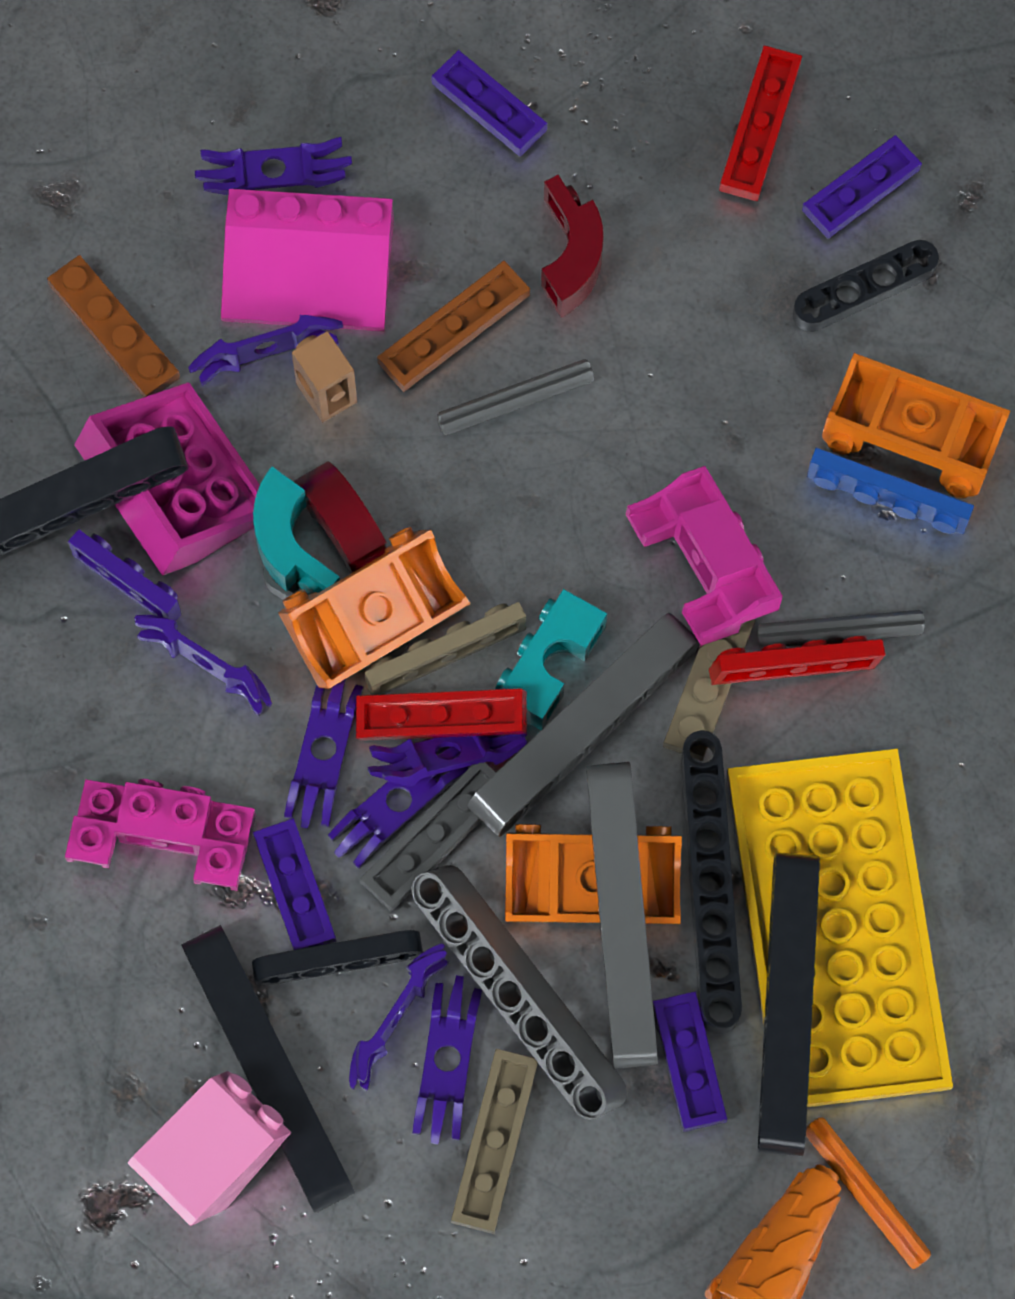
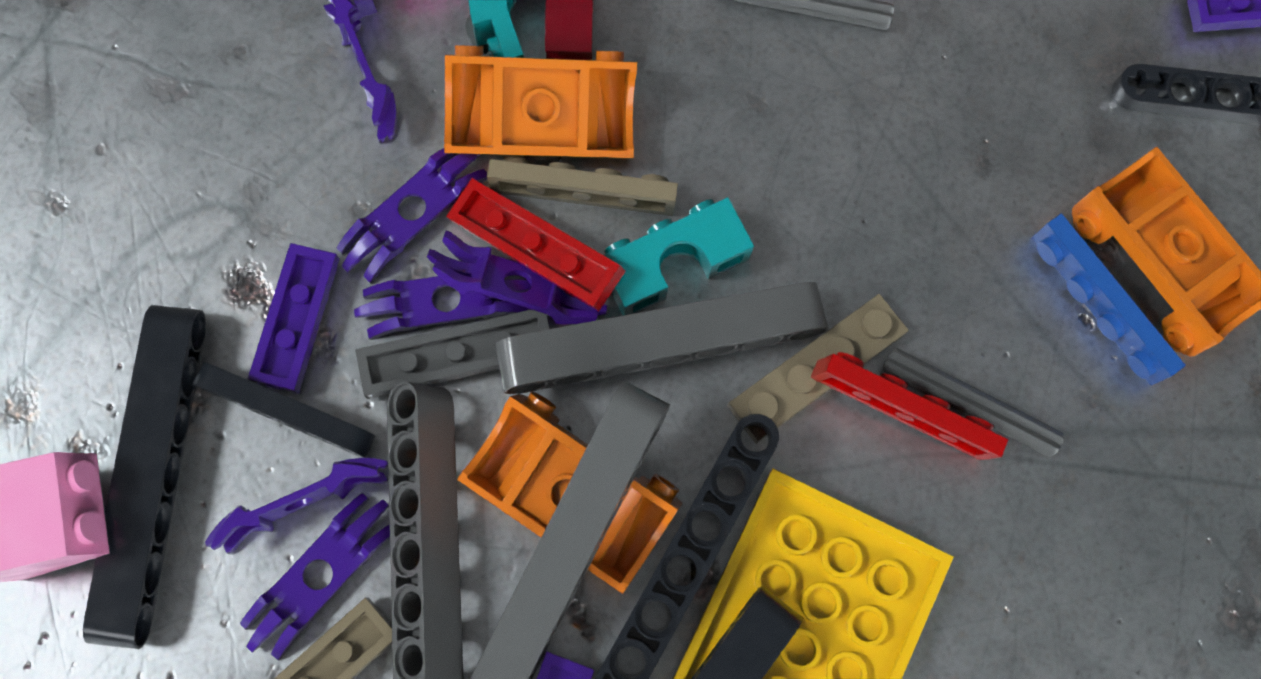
camera: 30 degrees right, 5 degrees up
(162, 820) = (210, 165): dark pink bracket -> none
(716, 549) = (900, 252): dark pink bracket -> none

